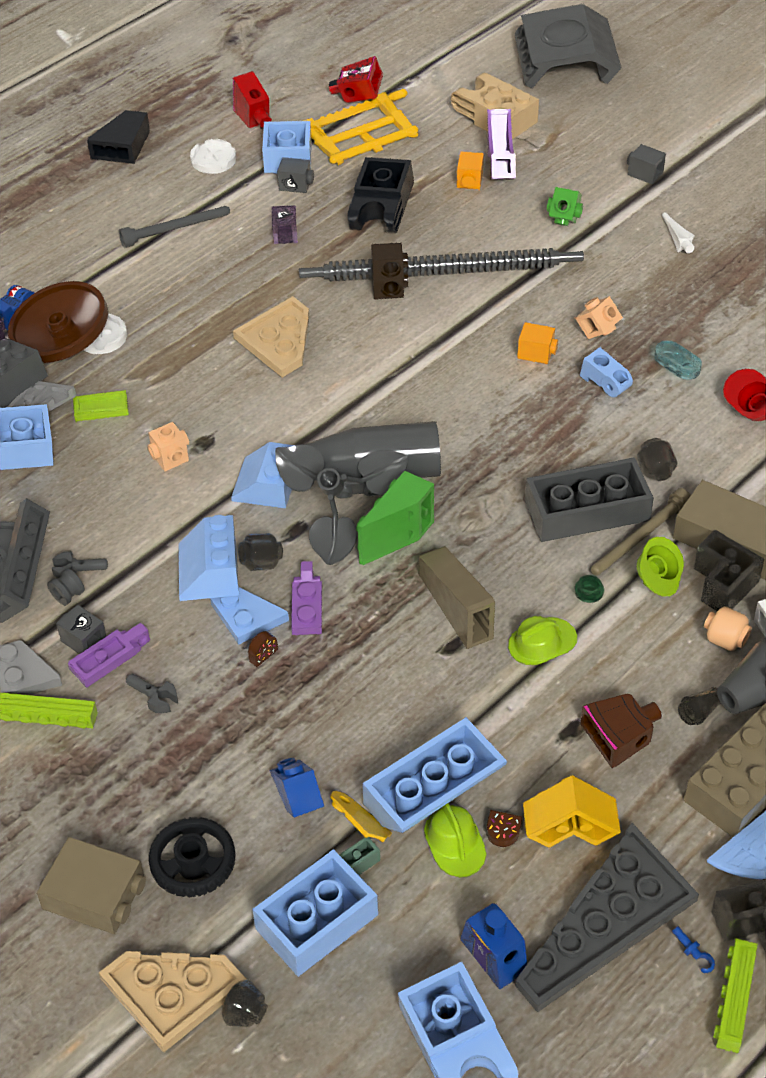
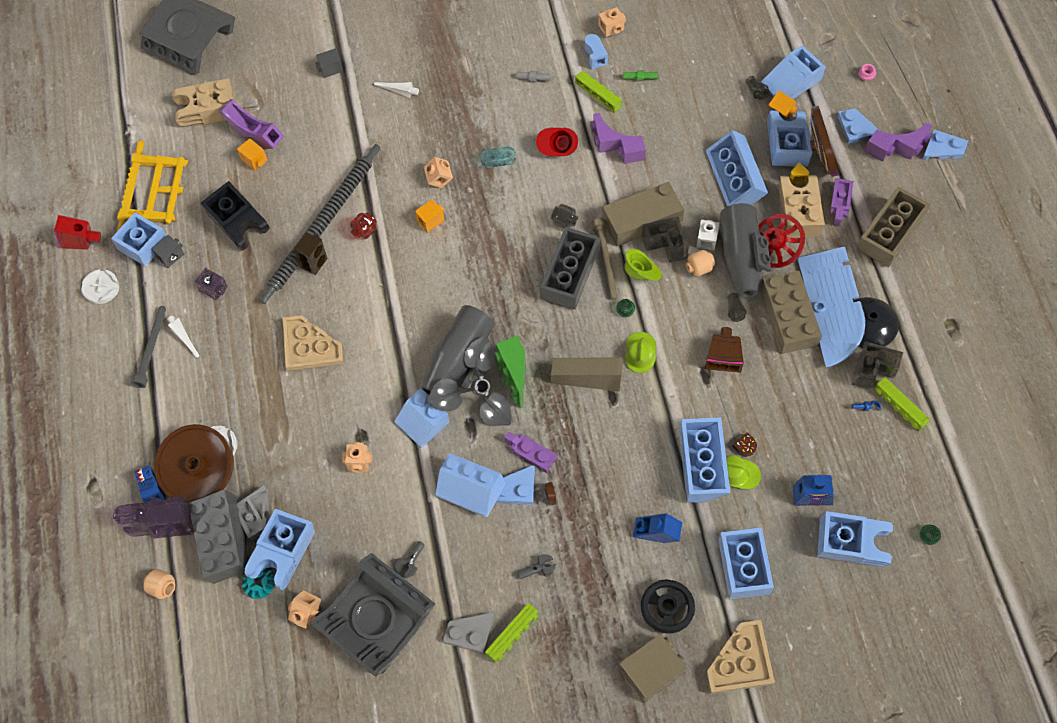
camera: 55 degrees left, 15 degrees up
(66, 587) = (427, 575): dark grey wheel -> none
(80, 629) = (468, 583): dark grey brick -> none
(100, 405) = (284, 478): lime tile -> none
(108, 654) = (495, 578): medium lavender hinge -> none
(120, 138) = (33, 331): black slope -> none
(210, 235) = (178, 329): none -> white piece
(244, 1005) = (775, 629): clear smoke cone -> none
(260, 551) = (480, 453): clear smoke head -> none
(358, 80) = (110, 161): red torso -> none
(359, 817) = (695, 509): yellow piece -> none
(361, 855) = (719, 523): sand green piece -> none
(467, 296) = (363, 225): none -> clear red head
(562, 198) = (332, 127): bright green brick -> none
(570, 810) = (766, 406): yellow brick -> none
(606, 372) = (481, 196): light blue leg -> none
(613, 912) = (826, 423): dark grey wing -> none

